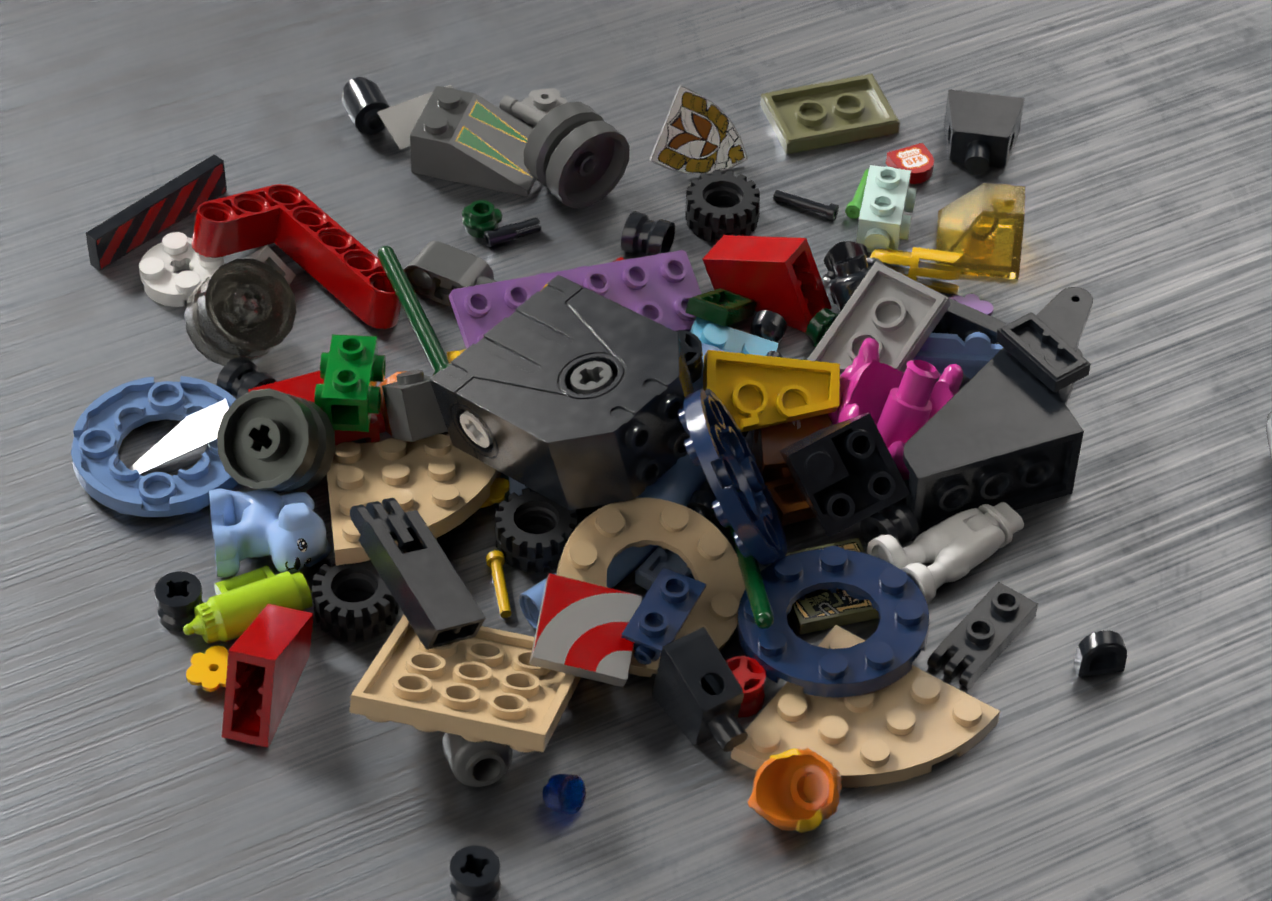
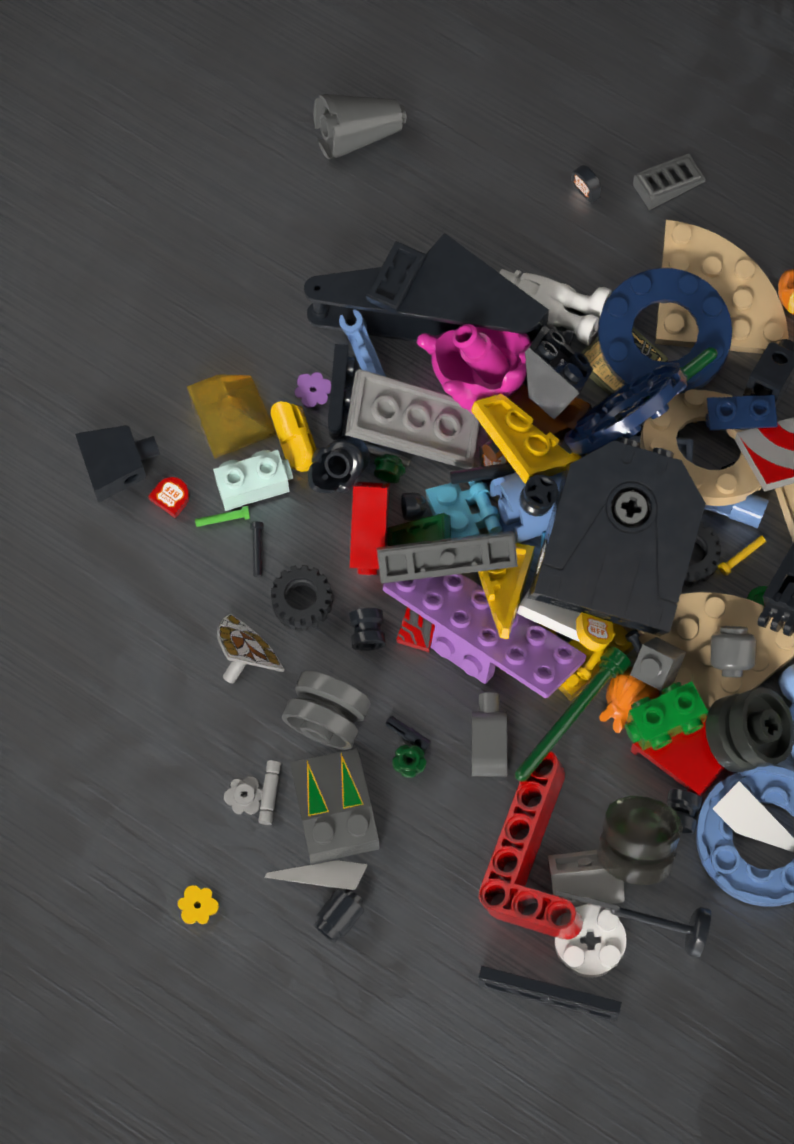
camera: 115 degrees left, 25 degrees up
(201, 257) = (695, 932): none -> black piece
(377, 466) = (733, 650): none -> dark grey head
(460, 31) = (194, 896): none -> yellow plant
(682, 277) = (447, 557): none -> dark grey plate
(752, 679) = (742, 360): red wheel -> none
(829, 113) = (142, 581): olive tile -> none
(983, 634) = (604, 257): black hinge -> none
(1059, 713) = (654, 174): none -> dark grey slope

